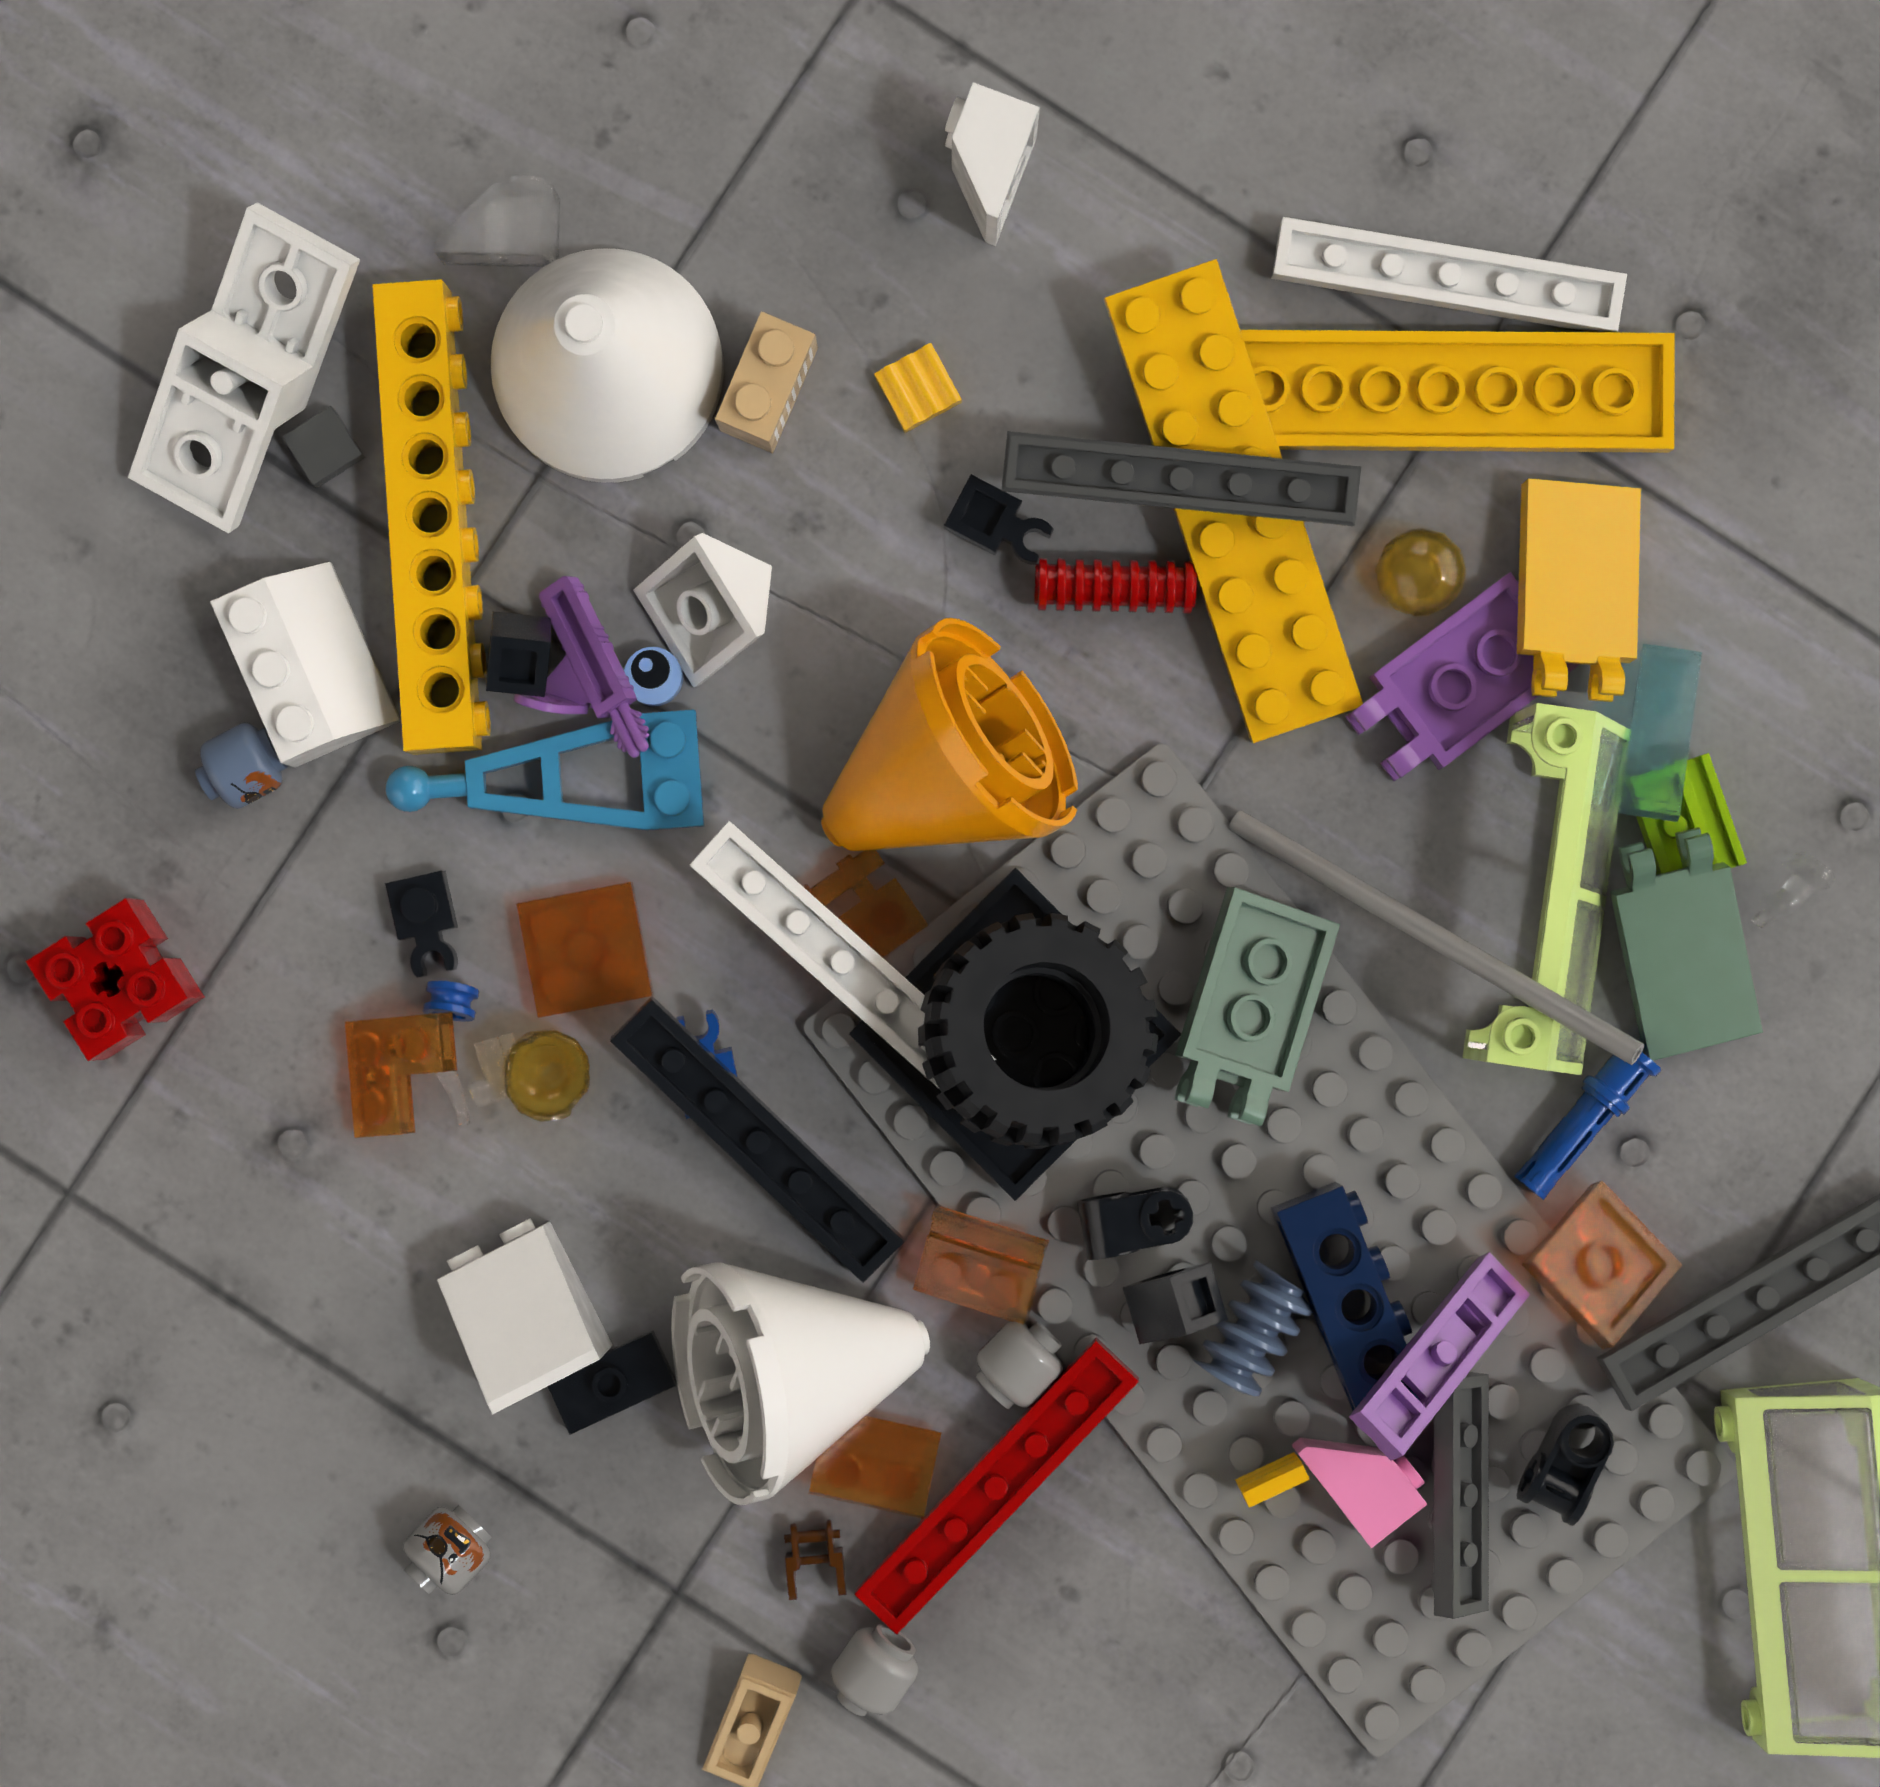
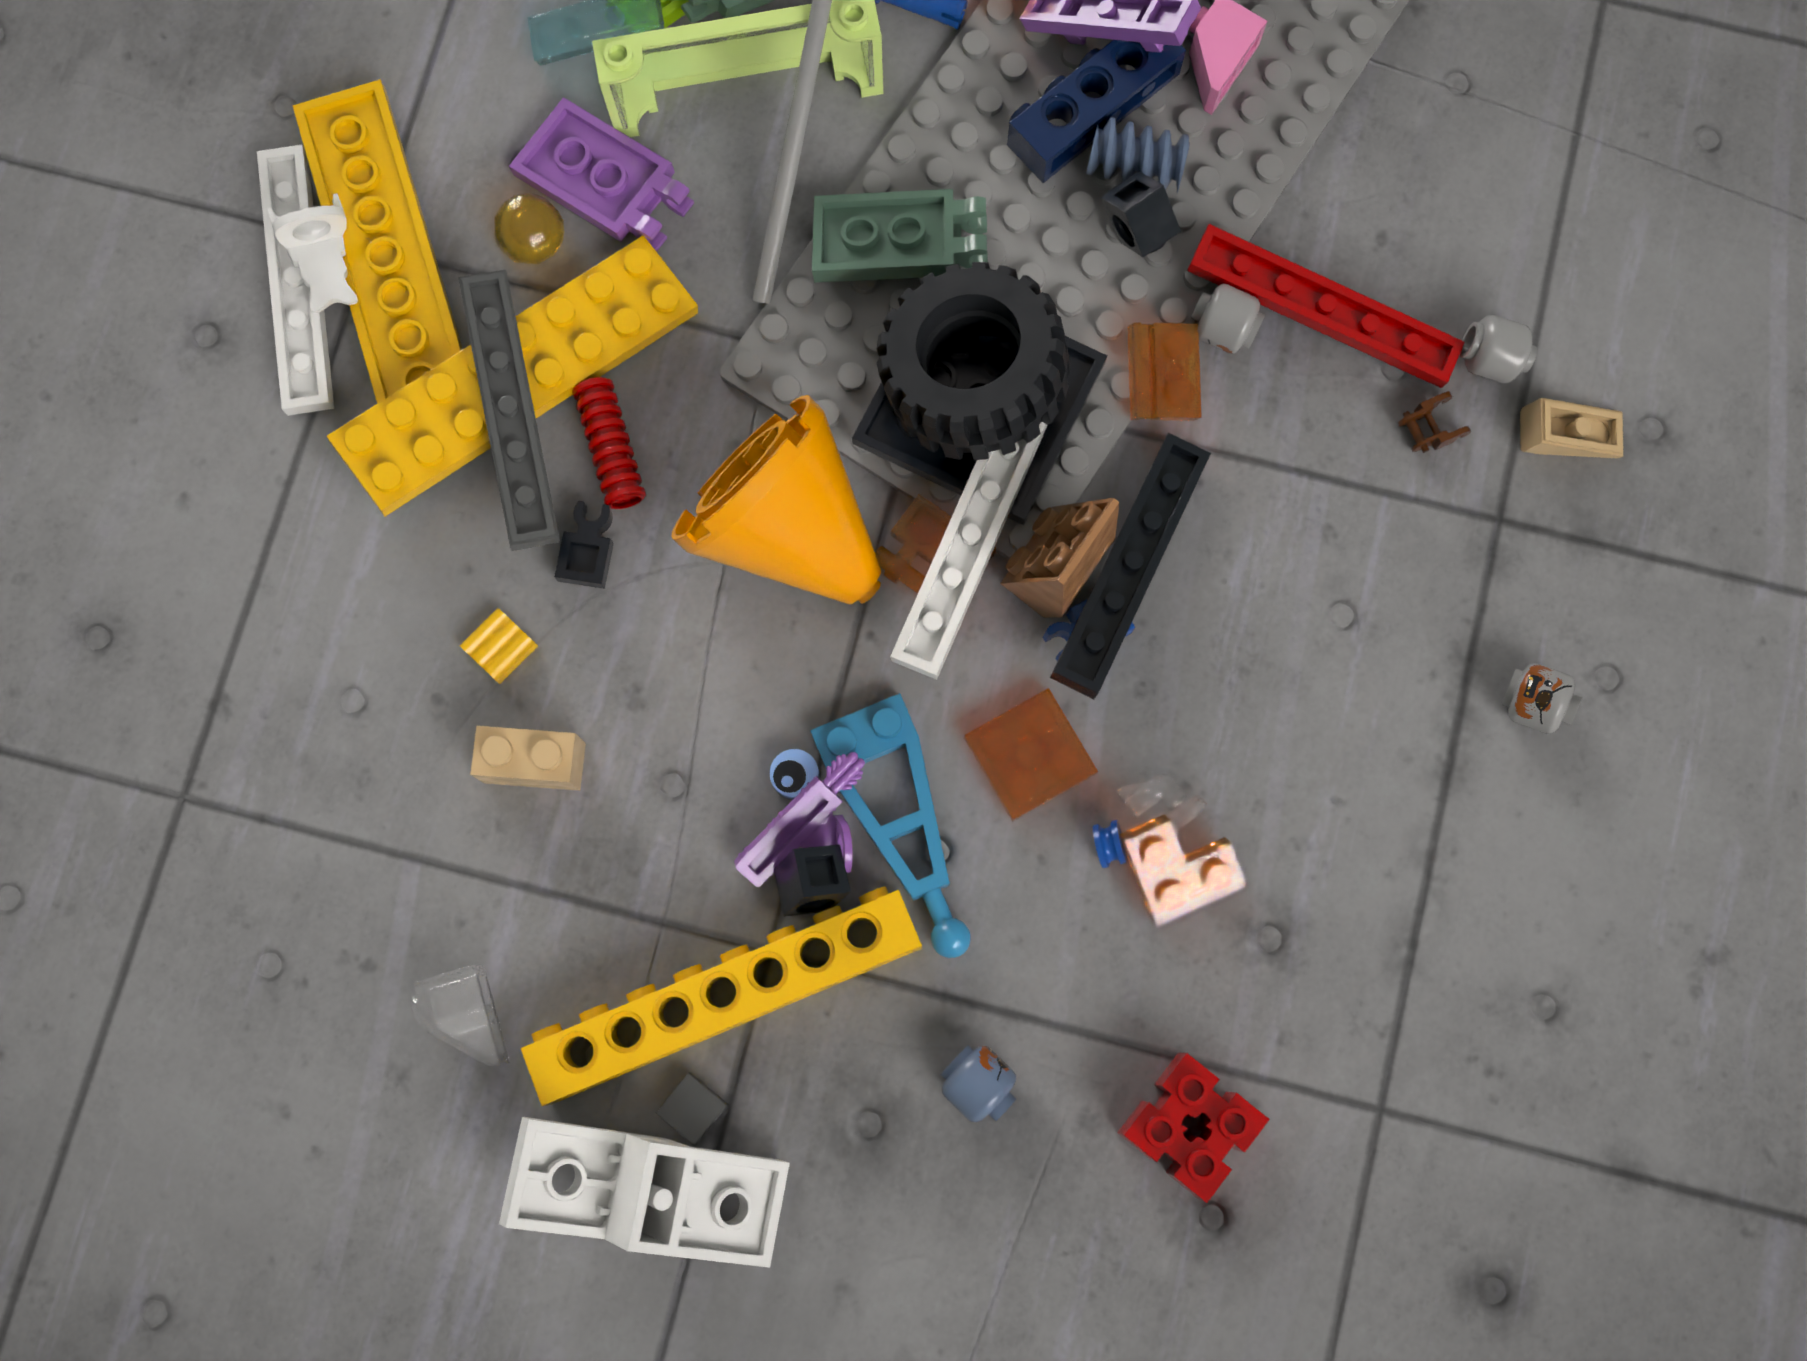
camera: 110 degrees left, 10 degrees down
(305, 662) = (875, 1058): white slope -> none
(421, 911) = (1046, 895): black plate -> none
(522, 1314) = (1339, 696): white slope -> none
(545, 1074) = (1141, 747): clear yellow hair -> none
(607, 365) = (553, 897): white cone -> none
(613, 1383) = (1360, 620): black plate -> none
(707, 604) = (723, 744): white slope -> none
(781, 1371) = (1311, 483): white cone -> none
(791, 1055) = (1061, 555): none -> medium nougat slope
(879, 1467) = (1343, 402): clear orange plate -> none
(990, 150) = (293, 637): white slope -> none
(1121, 1223) = (1092, 273): black piece -> none
(1272, 1479) = (1244, 110): yellow piece -> none
(1467, 311) = (318, 251): none -> white hair
(1578, 583) = (504, 113): yellow tile -> none

